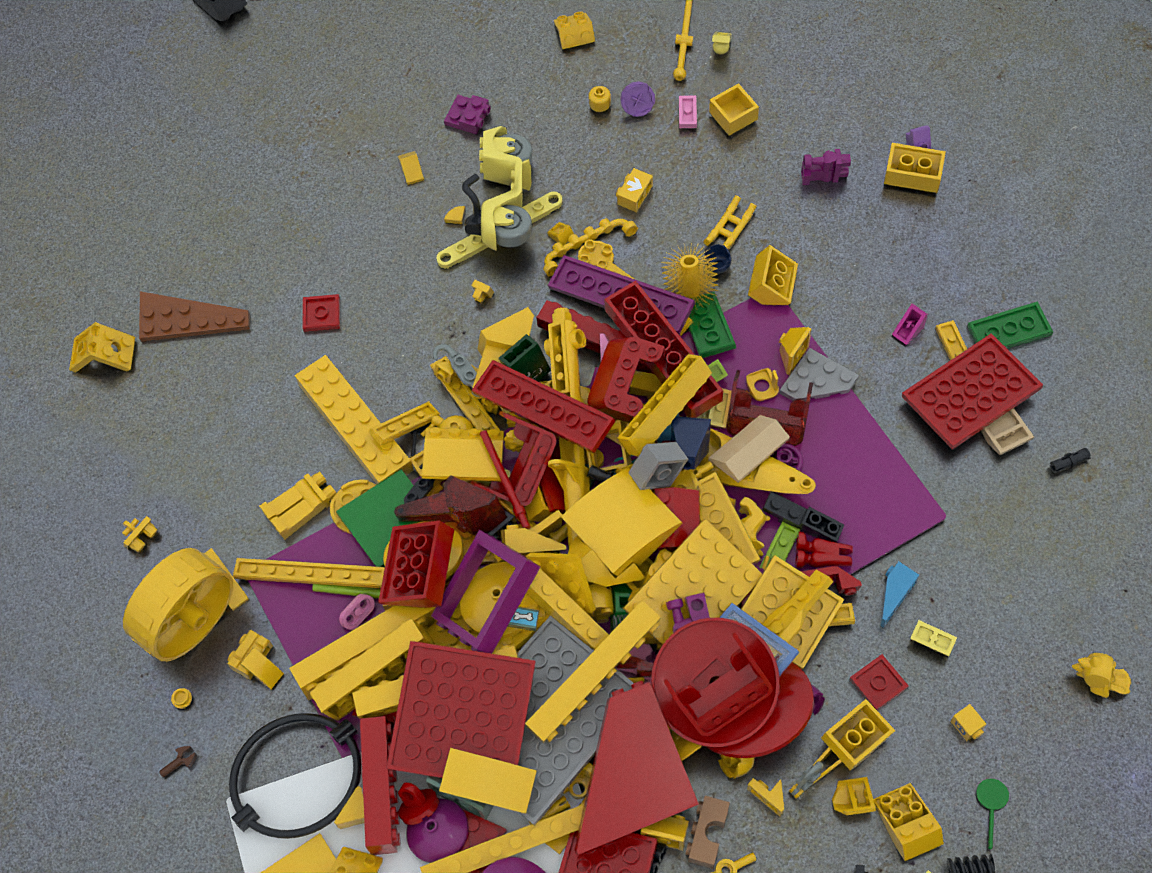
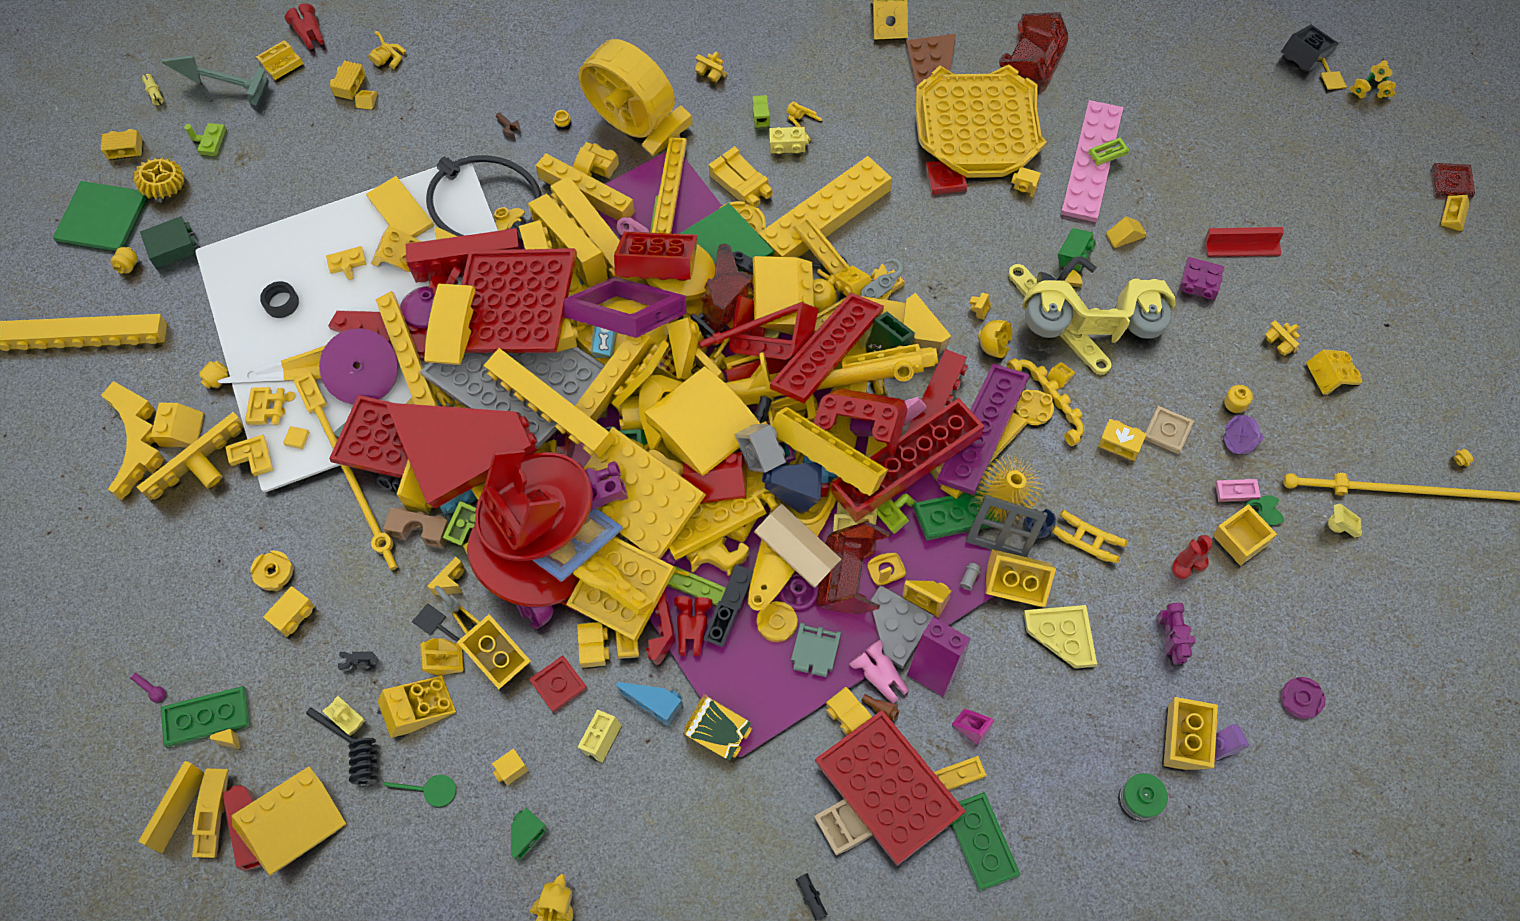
camera: 85 degrees right, 0 degrees up
(174, 220) = (1039, 47): none -> clear red windscreen
(209, 483) = (761, 110): none -> lime leg
(216, 448) = (797, 112): none -> yellow plant
(254, 457) = (788, 140): none -> light yellow brick
(262, 275) = (979, 121): none -> yellow plate
(279, 678) = (598, 194): none -> yellow brick
(320, 750) = (505, 218): none -> yellow plate
(321, 186) = (1086, 179): none -> bright pink plate
(322, 178) = (1110, 153): none -> lime tile
(340, 240) = (1026, 180): none -> yellow brick
(428, 205) = (1076, 244): none -> green brick
(433, 78) = (1244, 241): none -> red panel
(448, 396) = (851, 280): none -> yellow brick
(521, 280) = (995, 338): none -> yellow cylinder
(537, 56) = (1289, 343): none -> yellow hips
(623, 155) = (1168, 430): none -> tan tile
(705, 94) = (1267, 510): none -> green plate
(708, 777) = (461, 524): none -> lime brick
(739, 291) = (1006, 527): none -> dark grey window
(755, 147) = (1193, 556): none -> red piece
(771, 317) = (970, 576): none -> light grey pin
(809, 815) = (430, 619): none -> black piece
(822, 251) = (1064, 632): none -> light yellow plate
(822, 477) = (777, 622): none -> yellow tile
(840, 648) = (592, 644): none -> yellow brick
(844, 446) = (815, 650): none -> sand green plate
(856, 339) = (938, 656): none -> magenta slope
(865, 395) = (881, 674): none -> bright pink piece
(874, 92) = (1302, 698): none -> magenta tile
(895, 397) = (890, 709): none -> dark orange cone
(901, 423) = (847, 711): none -> yellow brick
(923, 532) = (717, 727): none -> slope
(966, 207) = (1143, 796): none -> green piece
(1032, 705) = (525, 833): none -> green slope

